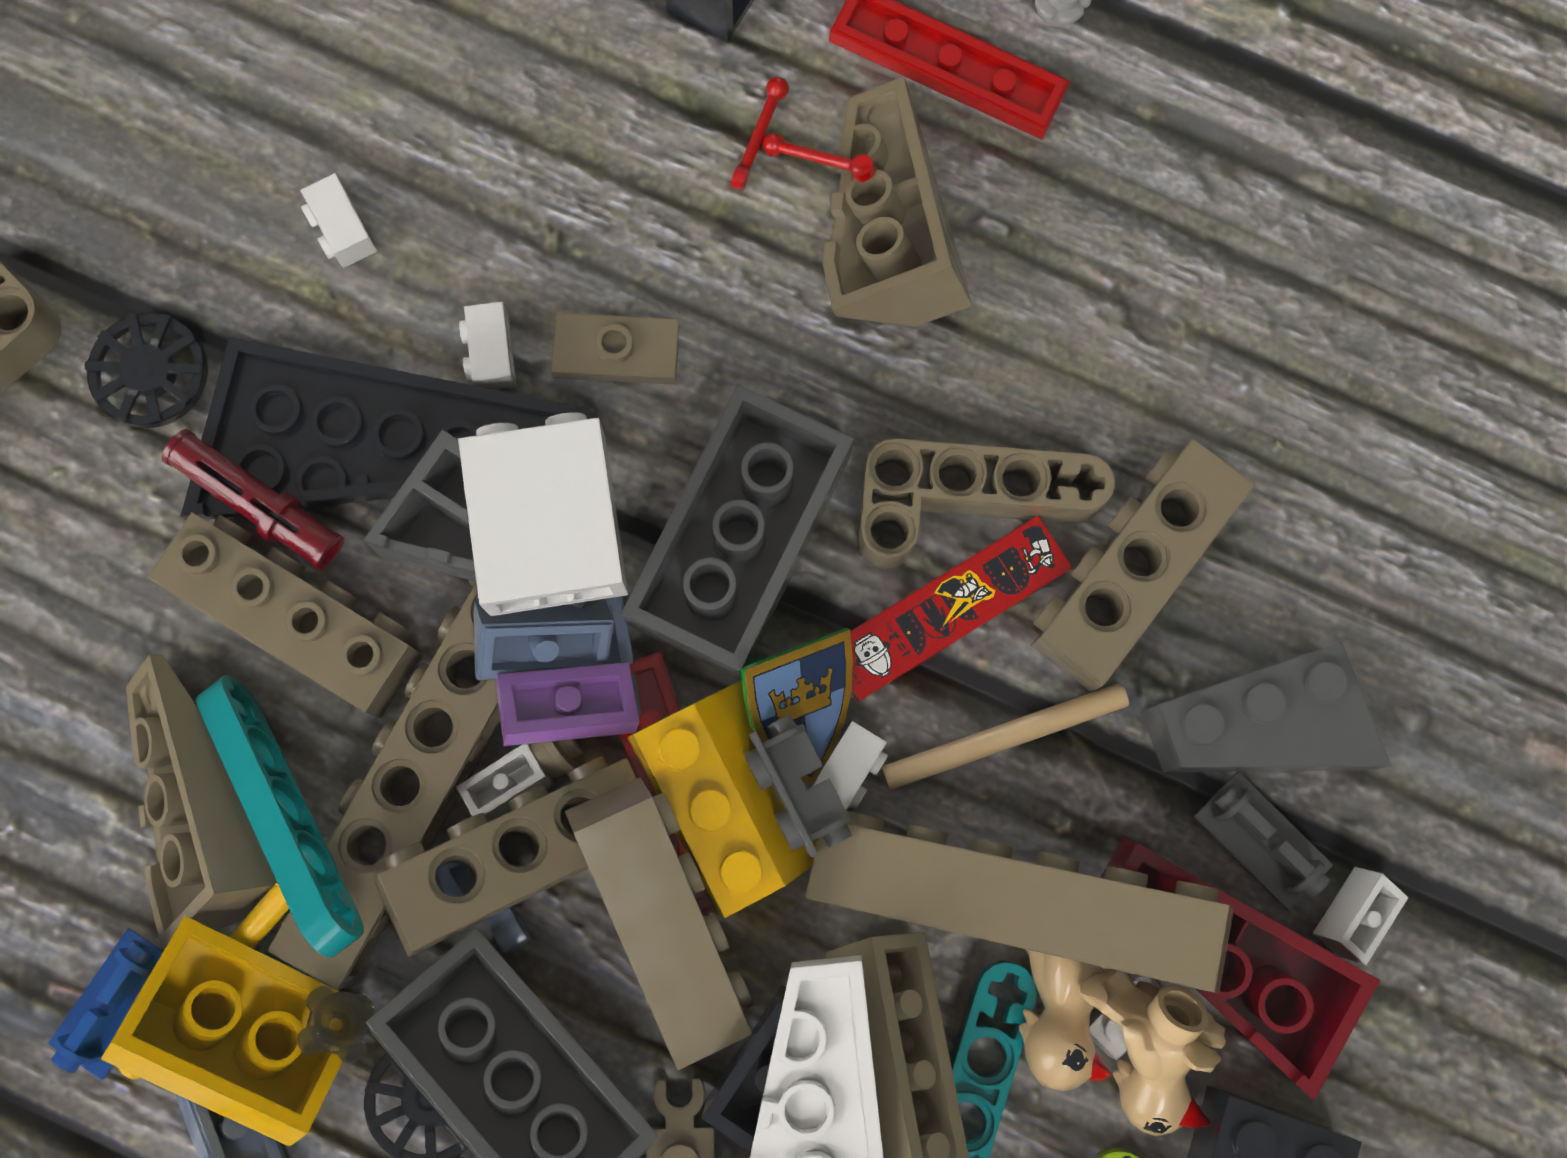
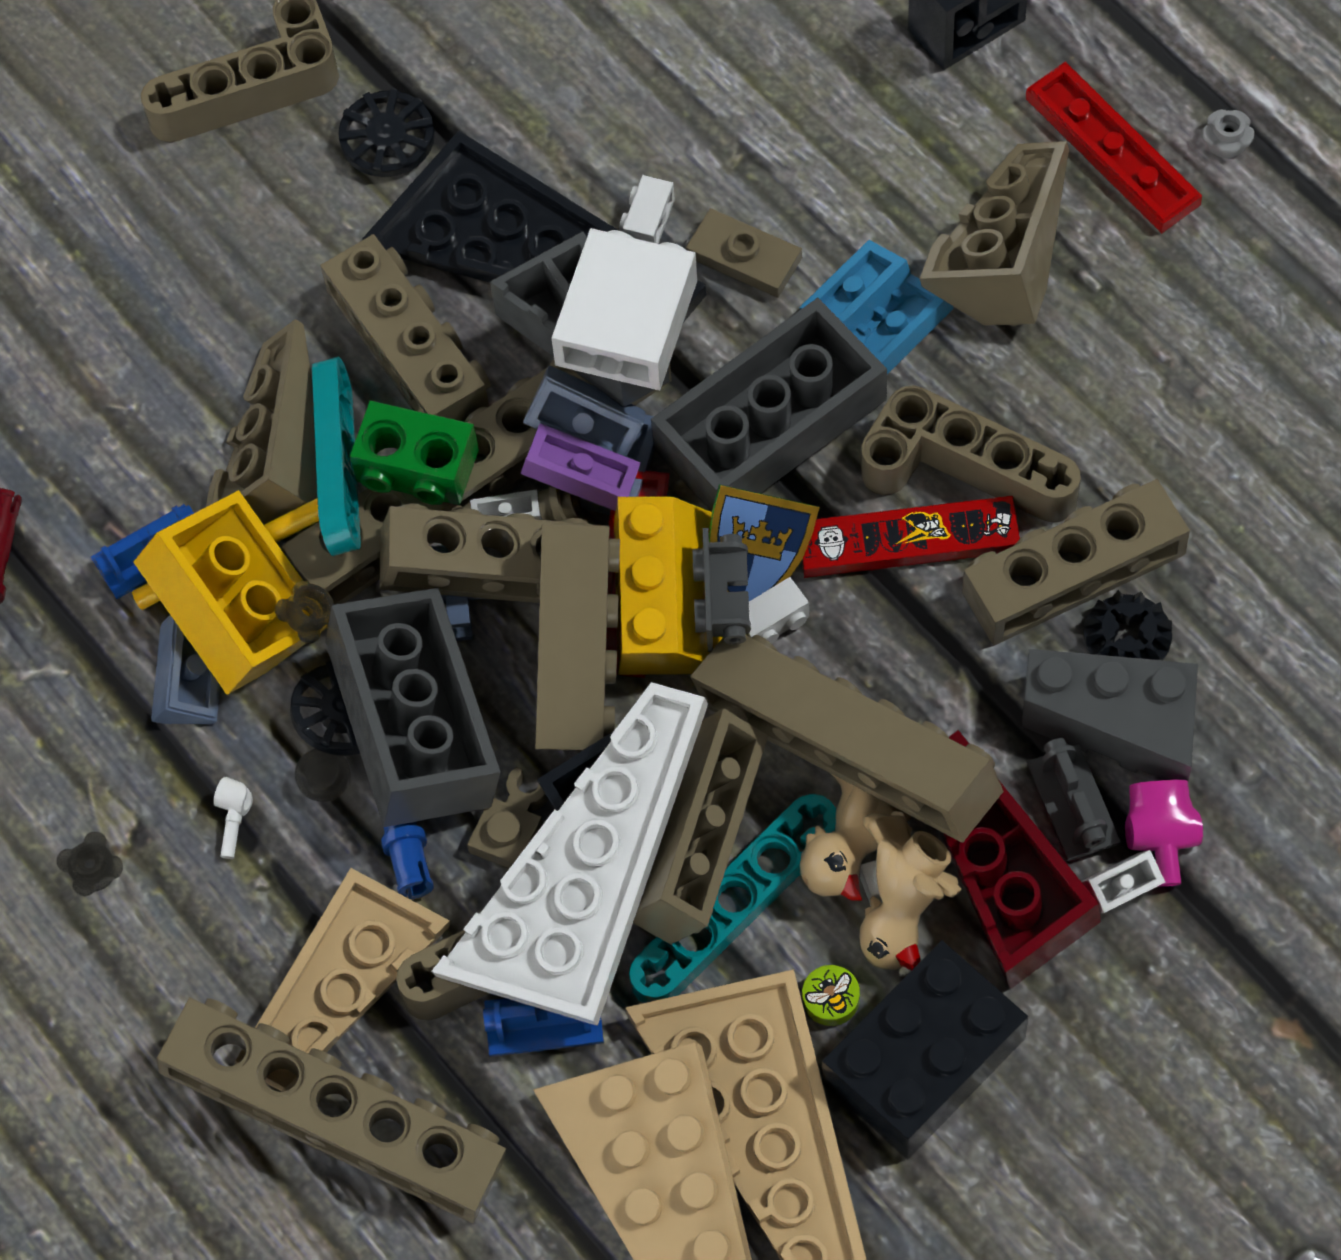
camera: 35 degrees right, 15 degrees down
(195, 459) = (449, 286): dark red pin -> none
(338, 220) = (579, 83): white piece -> none
(369, 763) = (419, 441): none -> green brick
(777, 90) = (963, 117): red hinge -> none
(789, 351) = (882, 303): none -> dark azure slope
(860, 166) = (996, 190): red hinge -> none
(1004, 736) = (906, 645): tan bar -> none
(1200, 628) = (1103, 628): none -> black gear
(1368, 825) = (1163, 822): none -> dark pink piece

